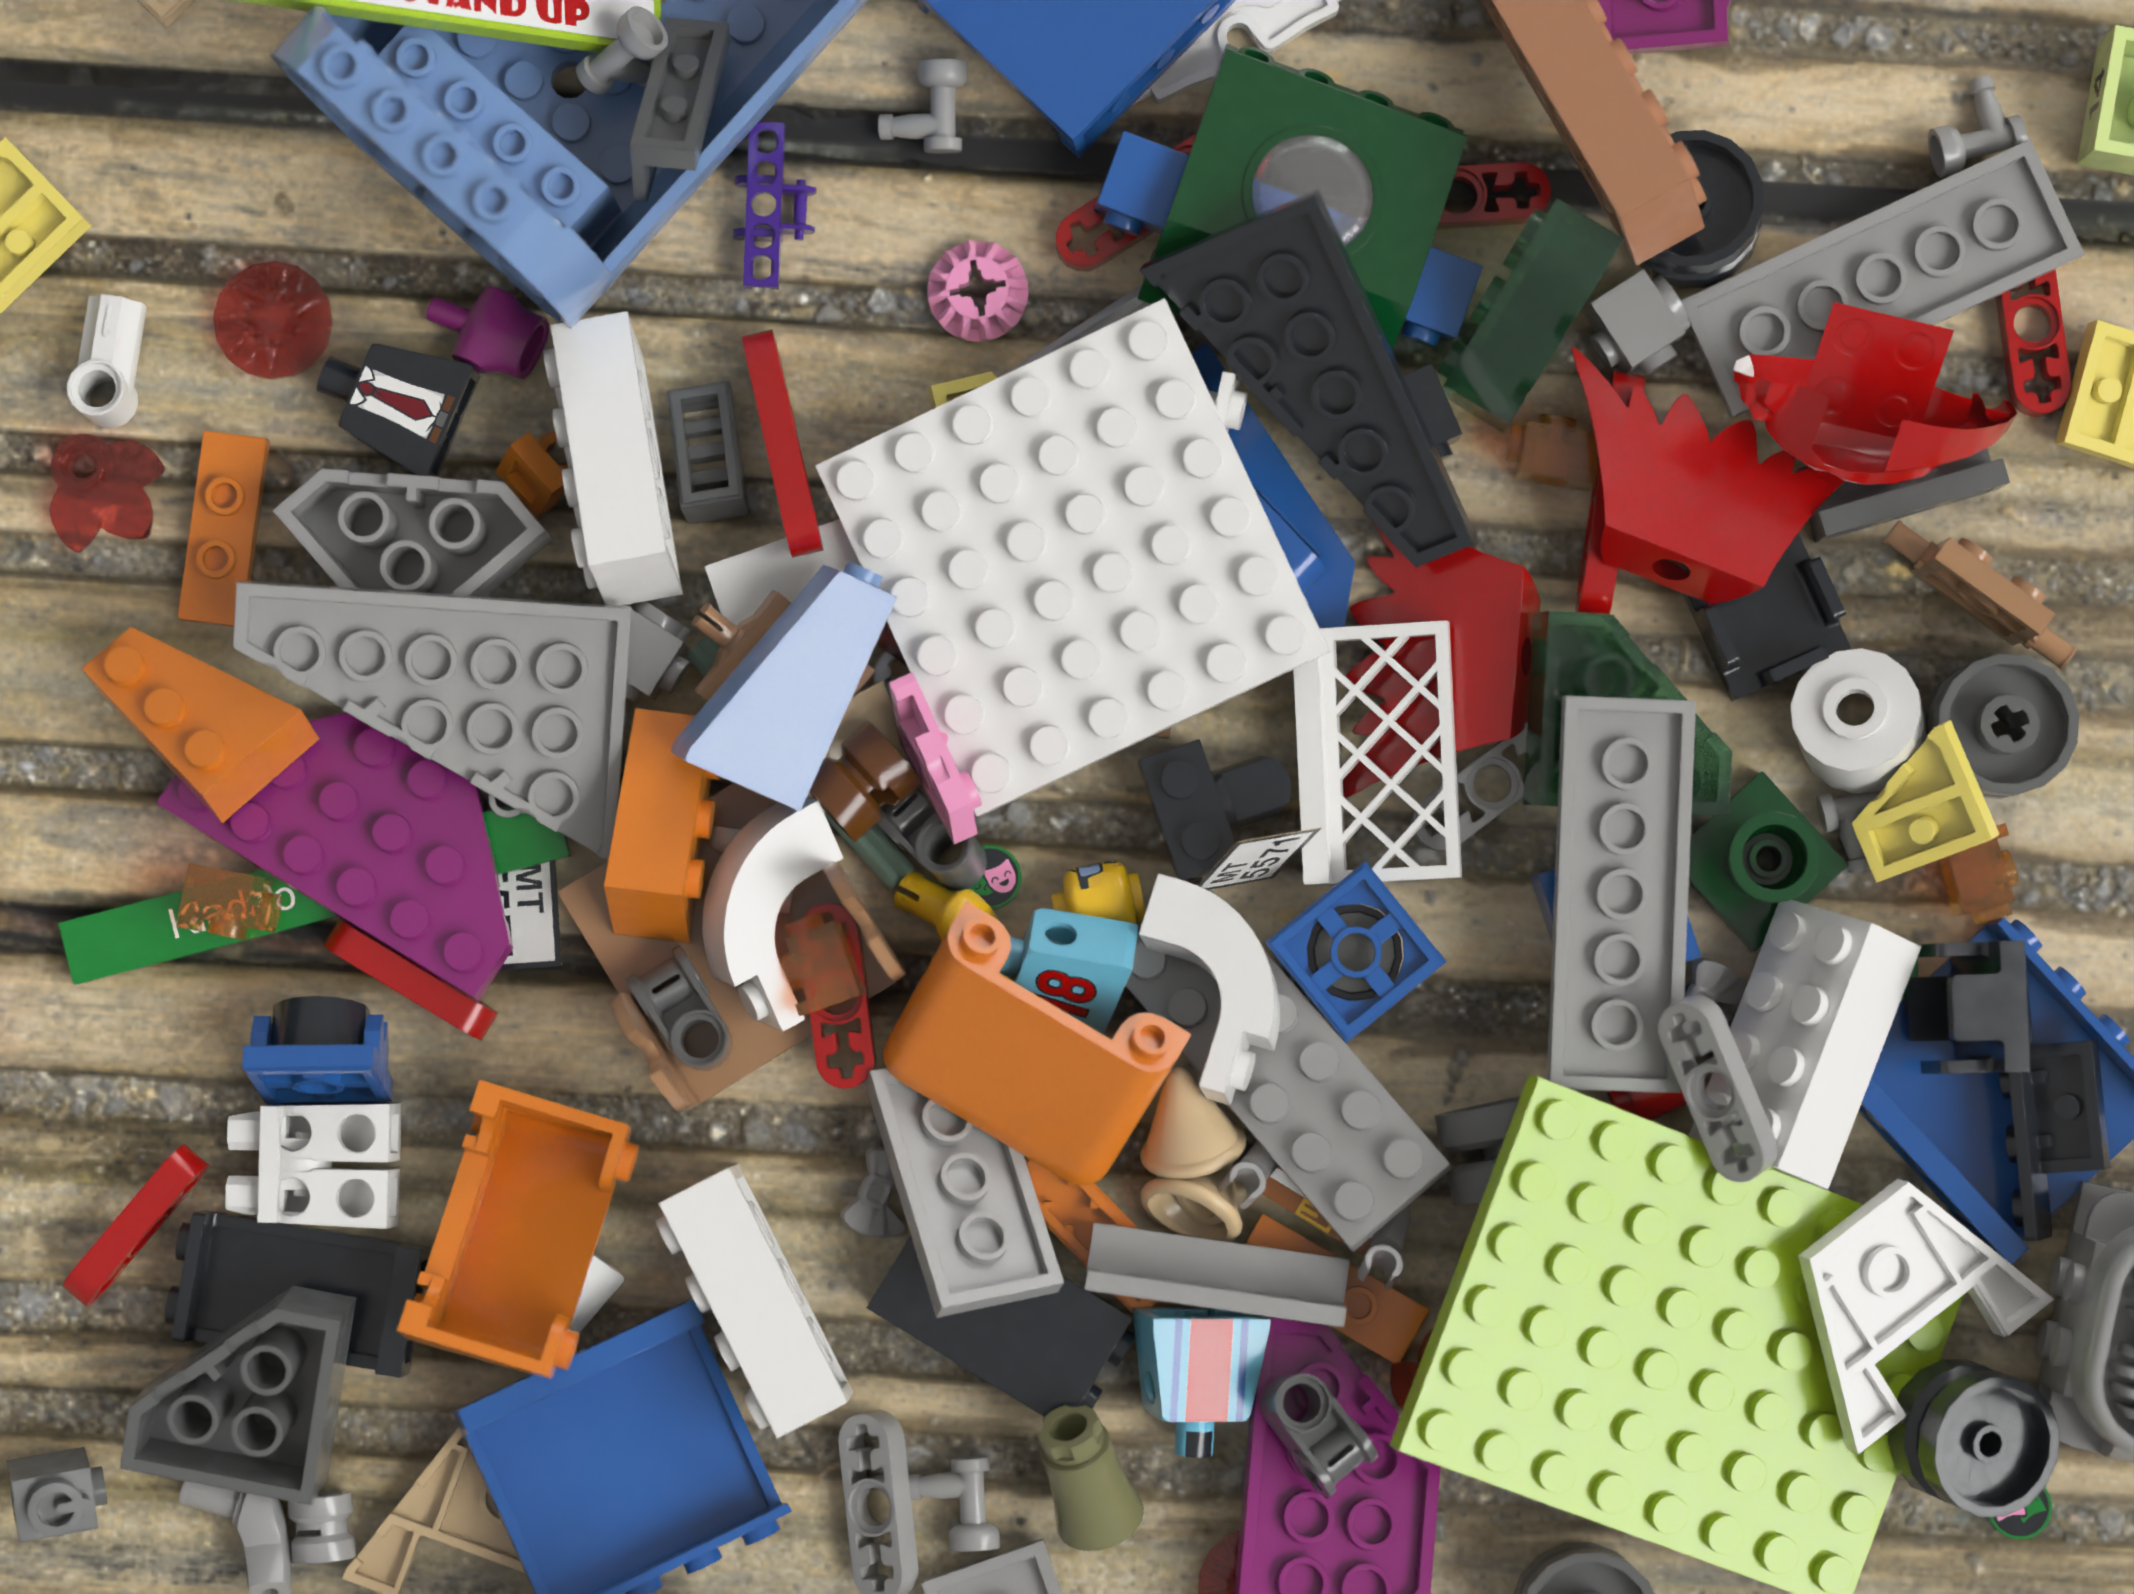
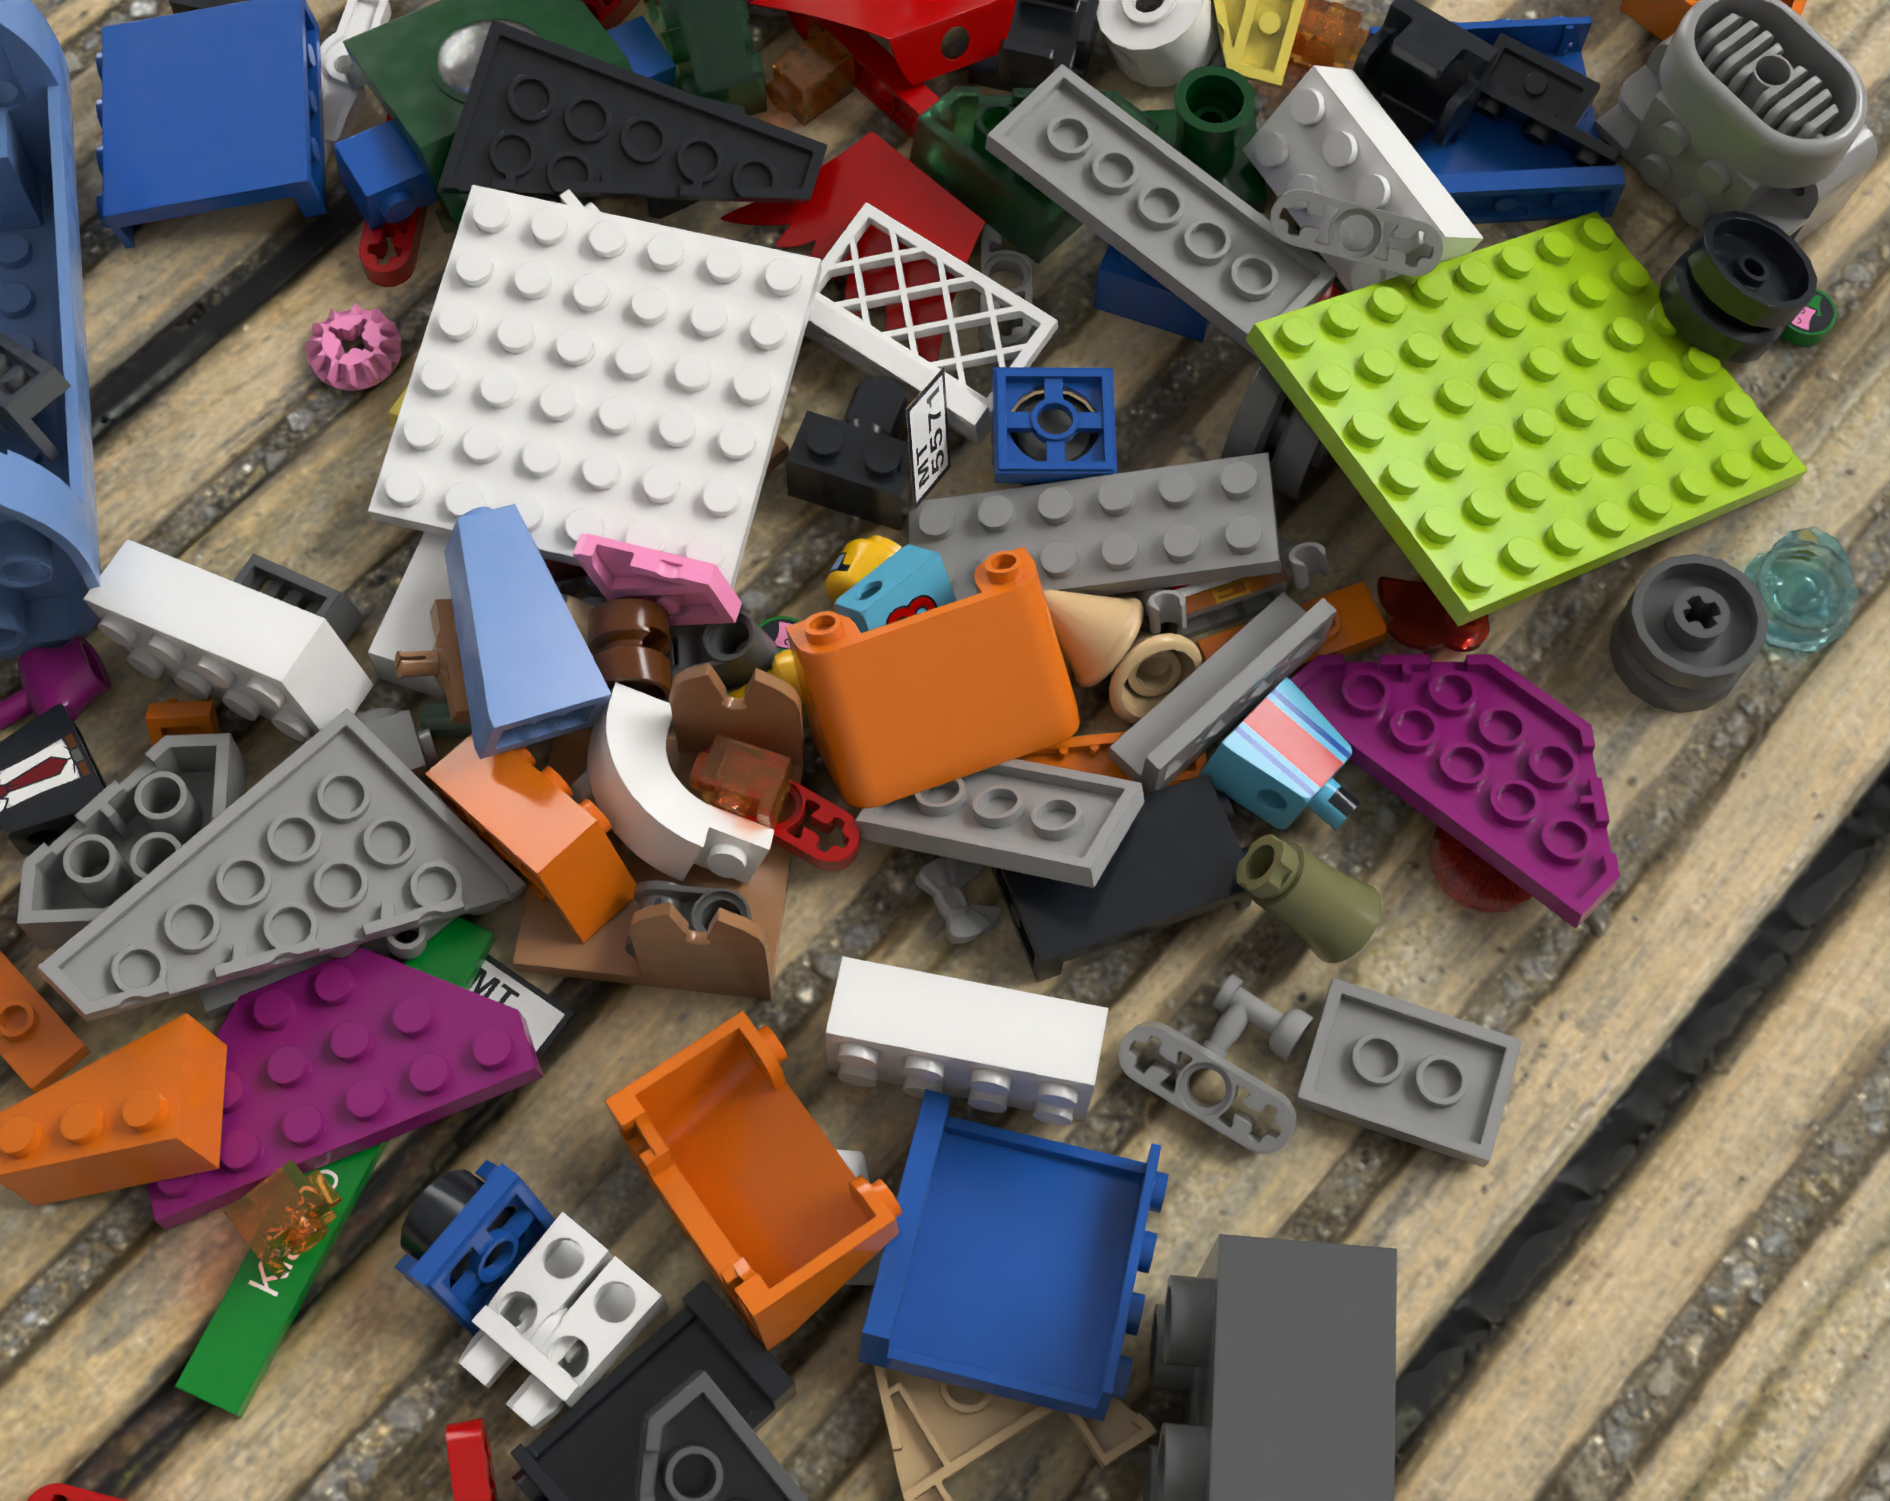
camera: 55 degrees left, 20 degrees down
(410, 980) = (478, 1128): red beam -> none
(777, 188) = (154, 418): dark purple piece -> none
(782, 443) = (332, 532): red beam -> none
(938, 126) = (184, 258): light grey piece -> none
(1208, 932) = (994, 495): white arch -> none
(1323, 1442) = (1397, 701): dark grey piece -> none
(1884, 1280) = (1579, 254): white wing -> none

